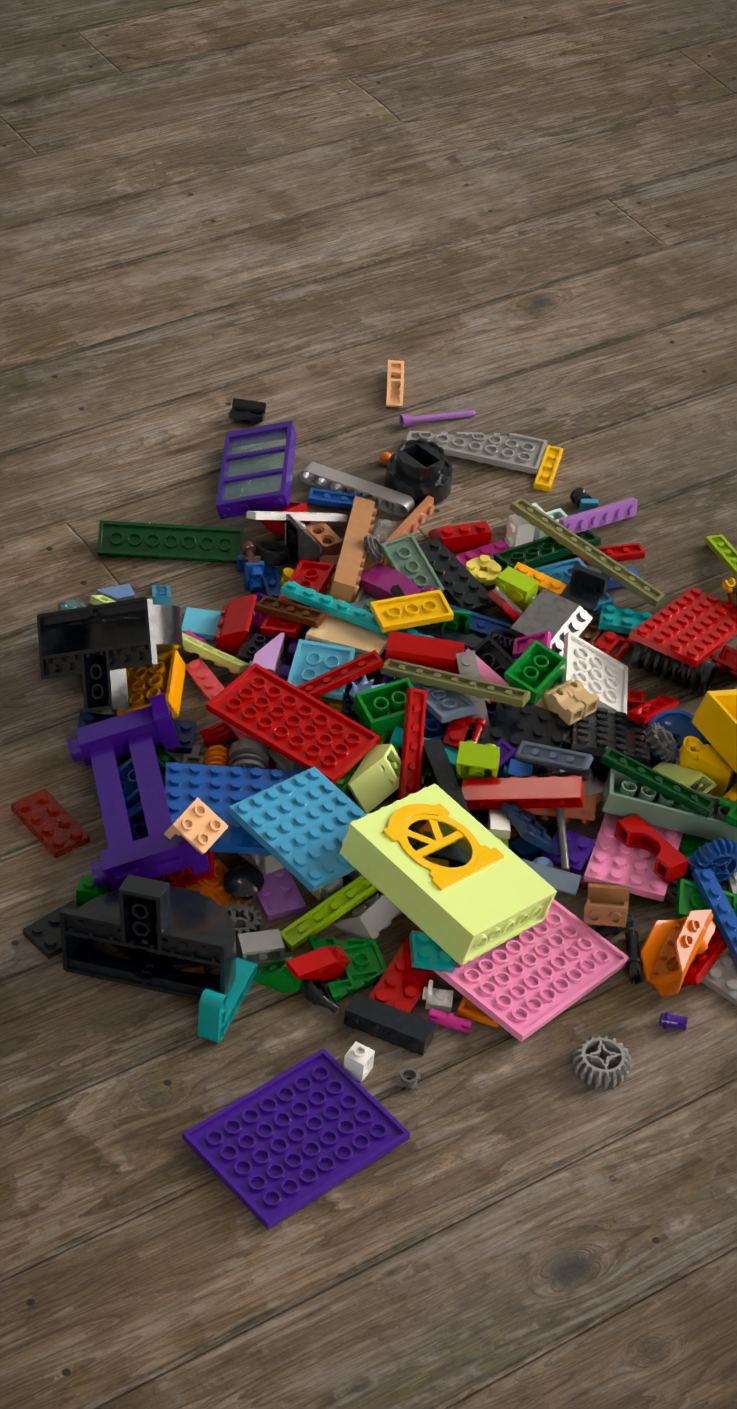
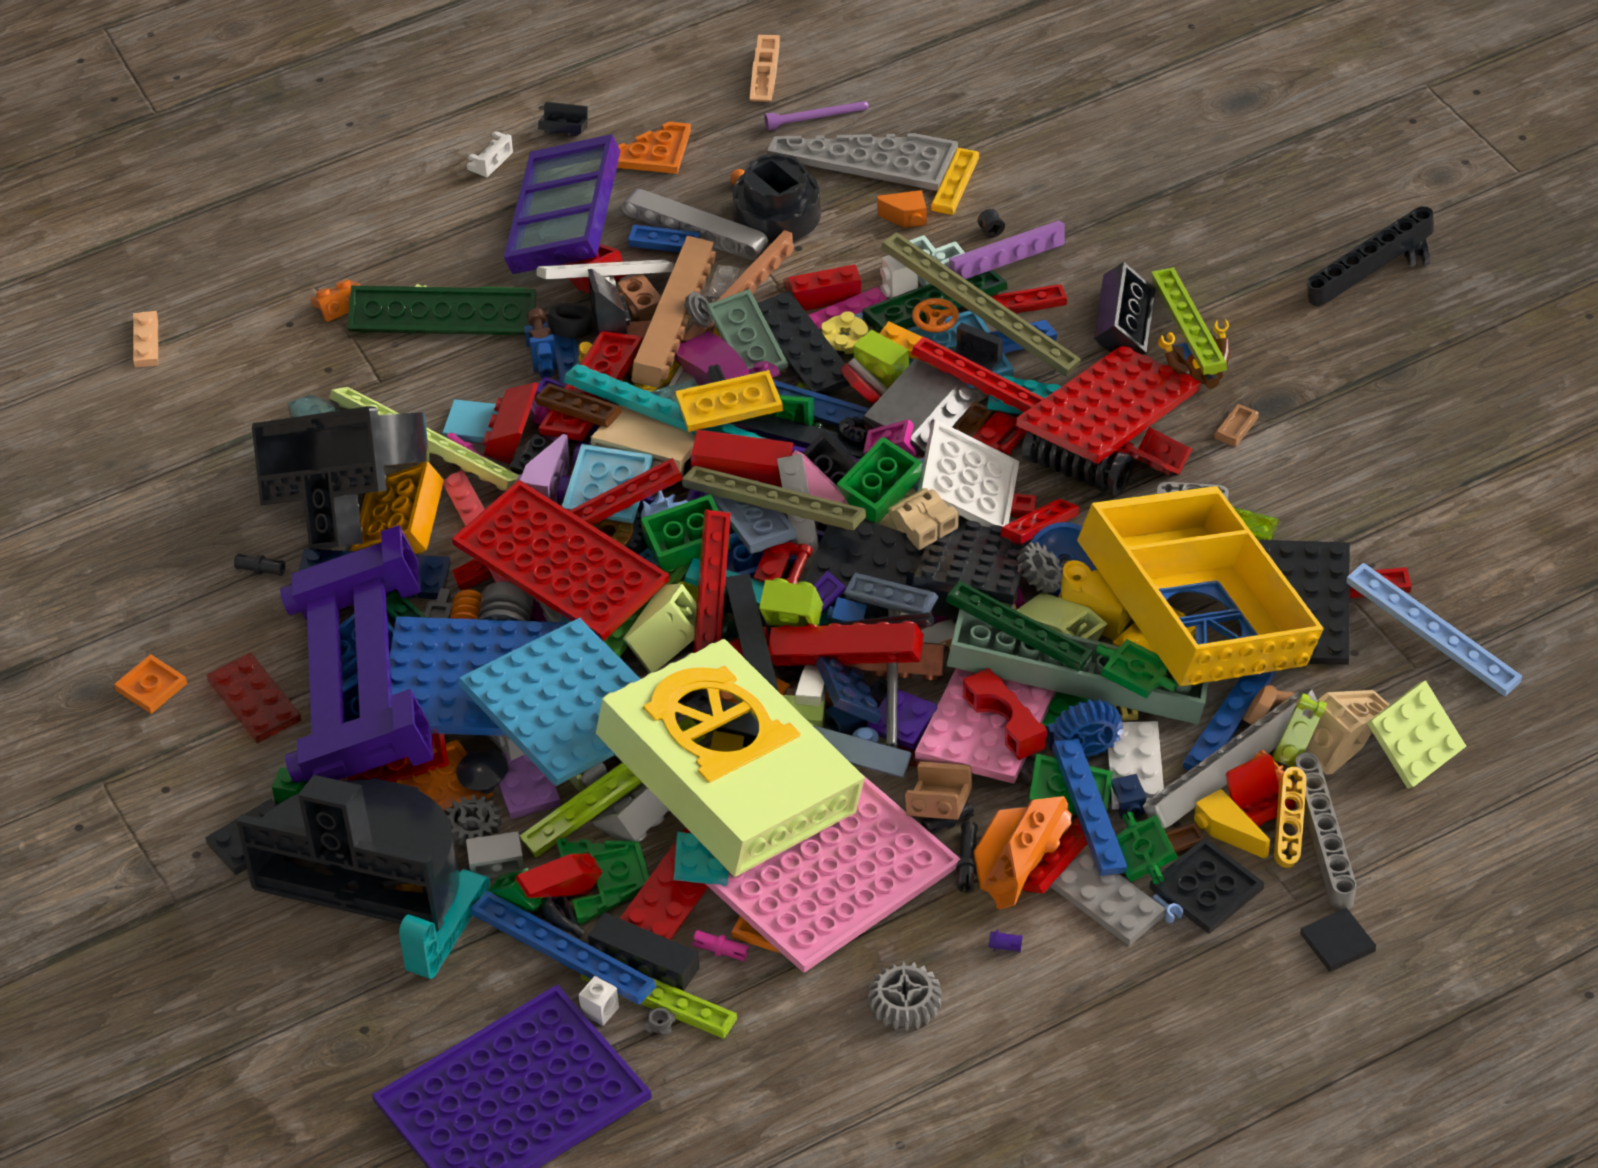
camera: 10 degrees right, 5 degrees up
(45, 722) = (259, 564): none -> black pin
(84, 533) = (334, 301): none -> orange bracket
(117, 593) = (369, 384): medium blue tile -> none
(161, 595) = (421, 392): dark azure slope -> none
(195, 435) = (492, 156): none -> white hinge
(198, 826) = (411, 707): light nougat bracket -> none
(321, 436) = (656, 150): none -> orange plate
(324, 1018) = (562, 947): none -> blue plate
(405, 1058) = (689, 1009): none -> lime tile
(437, 998) = (709, 916): white bracket -> none
(513, 485) = (903, 209): none -> orange slope
(551, 561) = (935, 318): none -> orange piece
(588, 504) = (998, 233): dark azure plate -> none
(595, 604) = (979, 377): none -> red plate
(689, 562) = (1124, 310): none -> black slope

